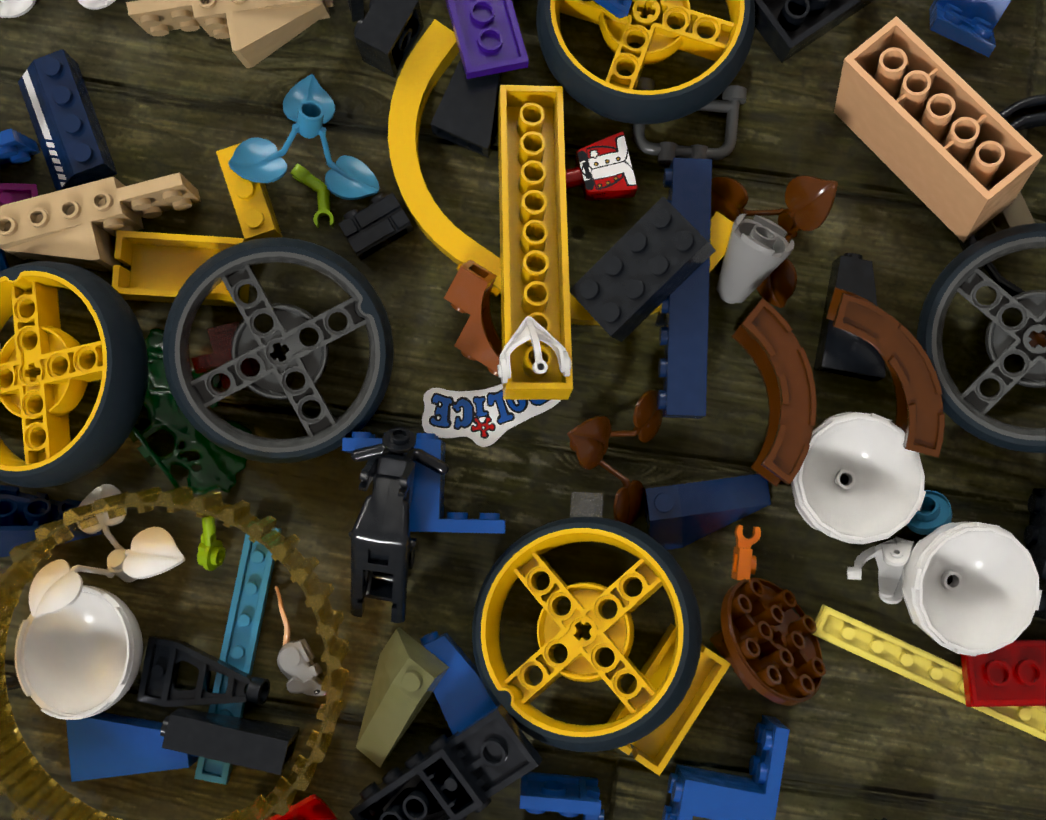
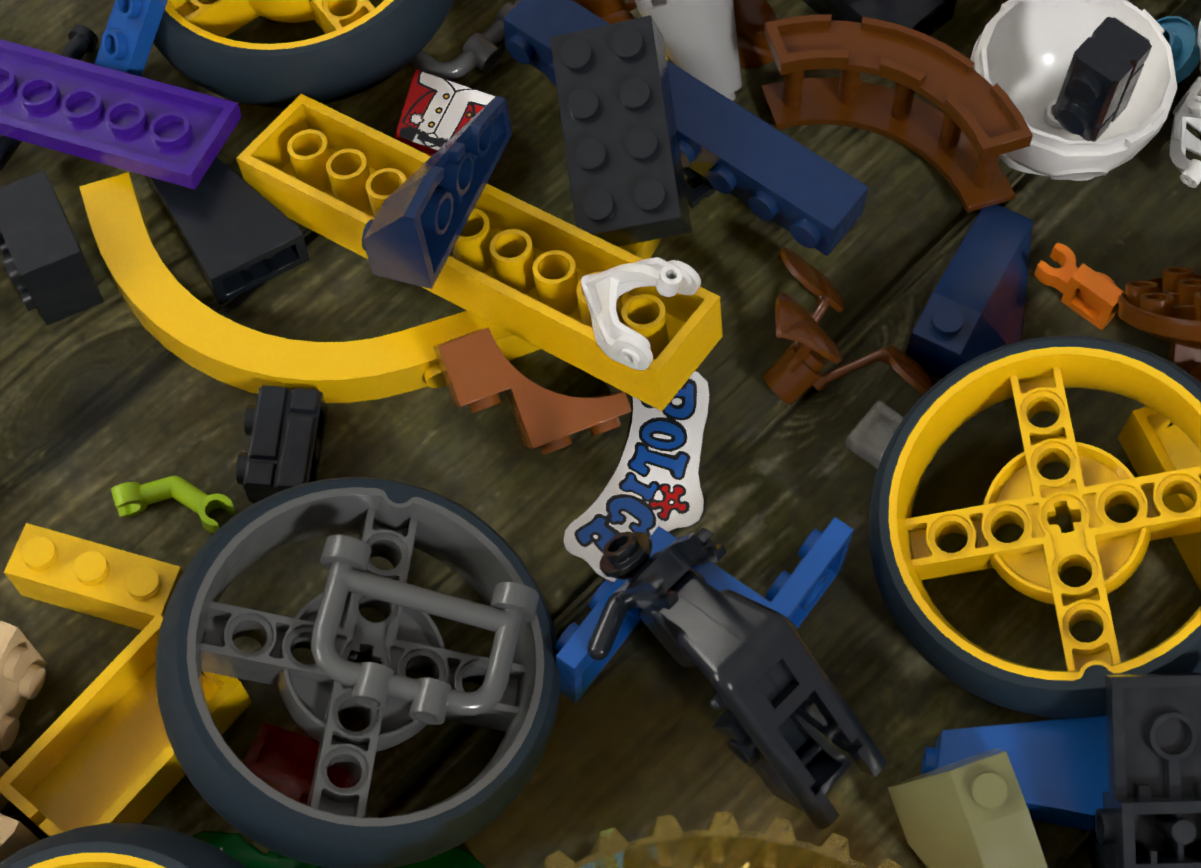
camera: 55 degrees left, 20 degrees down
(273, 397) = (374, 682): none -> dark grey bar
(310, 108) = (75, 412): dark azure plant -> none
(520, 209) = (430, 209): none -> dark blue wedge
(843, 501) = (1101, 79): none -> black brick

